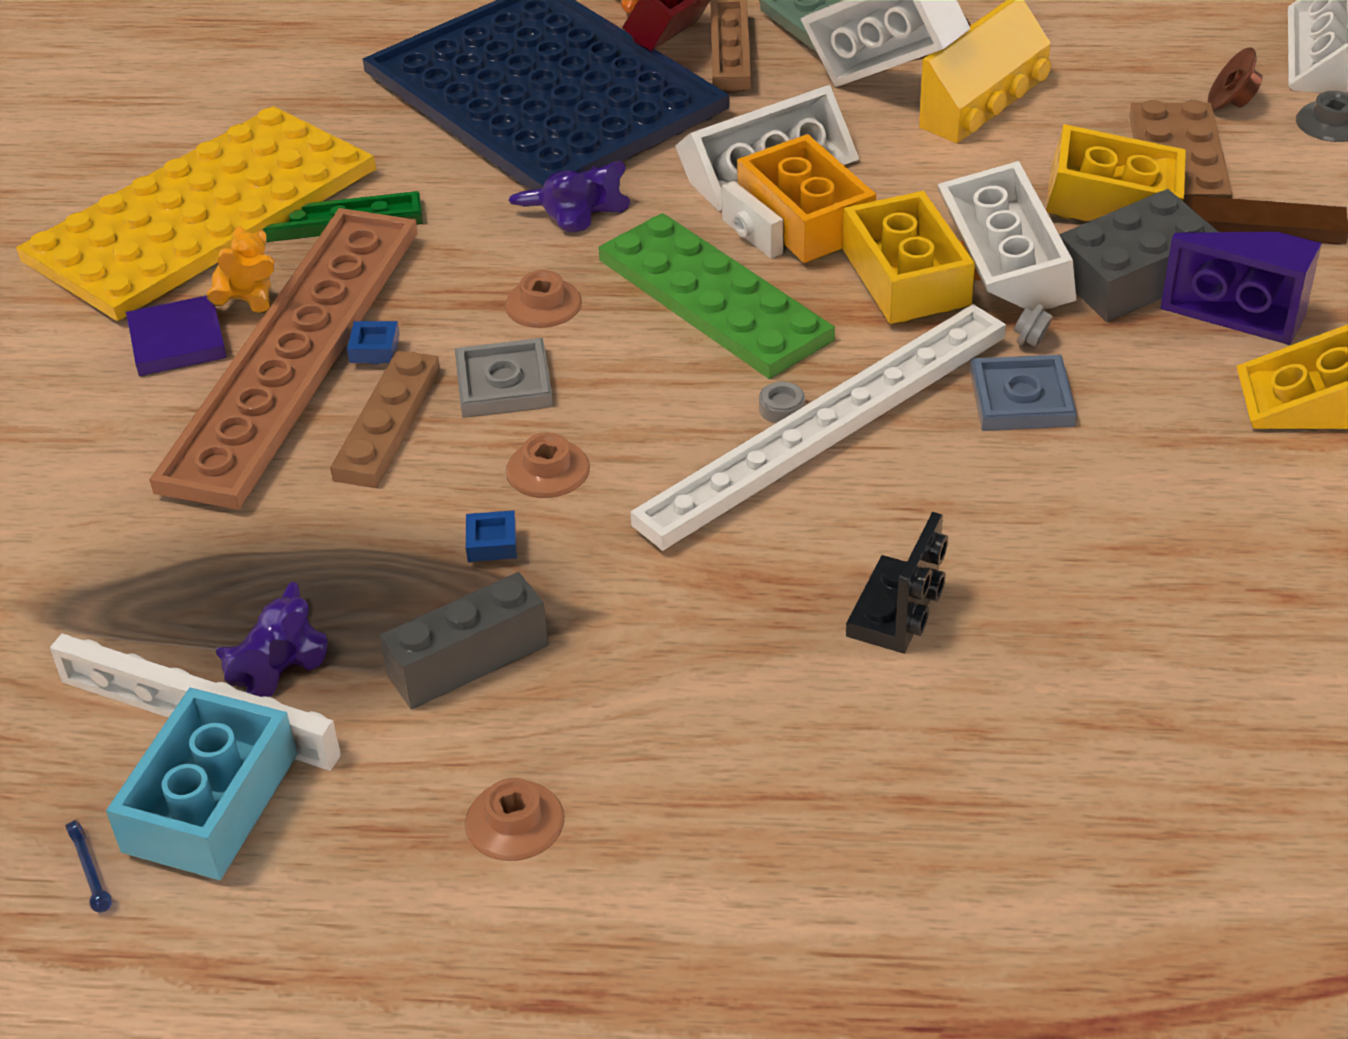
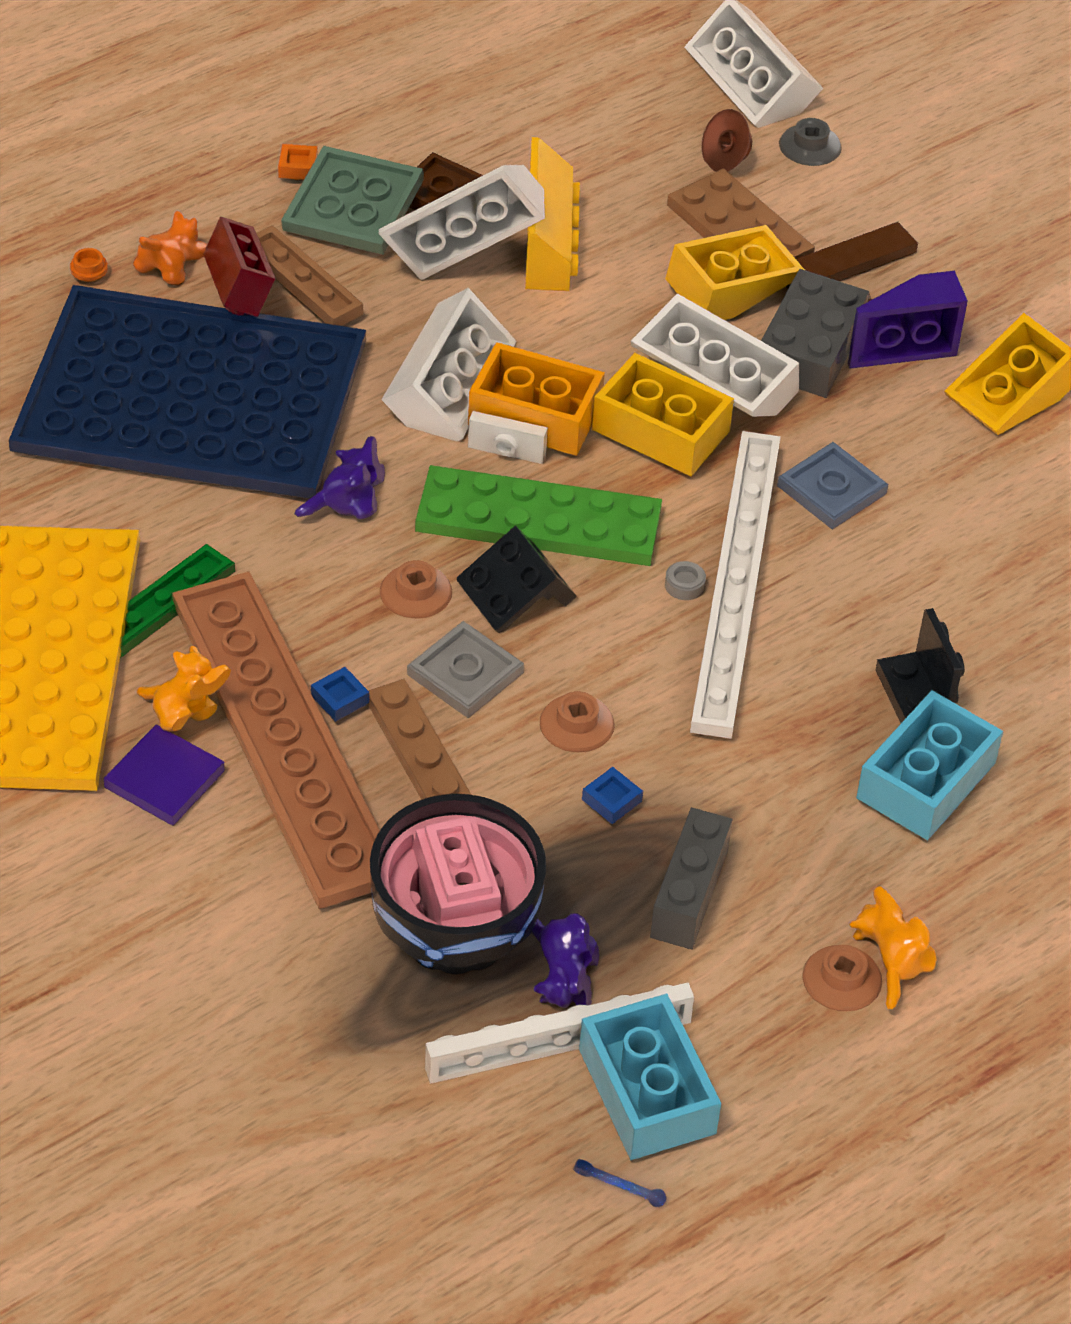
camera: 45 degrees left, 5 degrees up
(230, 515) = (449, 842): none -> piece
(583, 818) = (902, 944): none -> light orange animal
(634, 315) = (512, 579): none -> black bracket
(809, 668) = (929, 764): none -> medium azure brick
(1032, 325) = (794, 427): light grey plate -> none

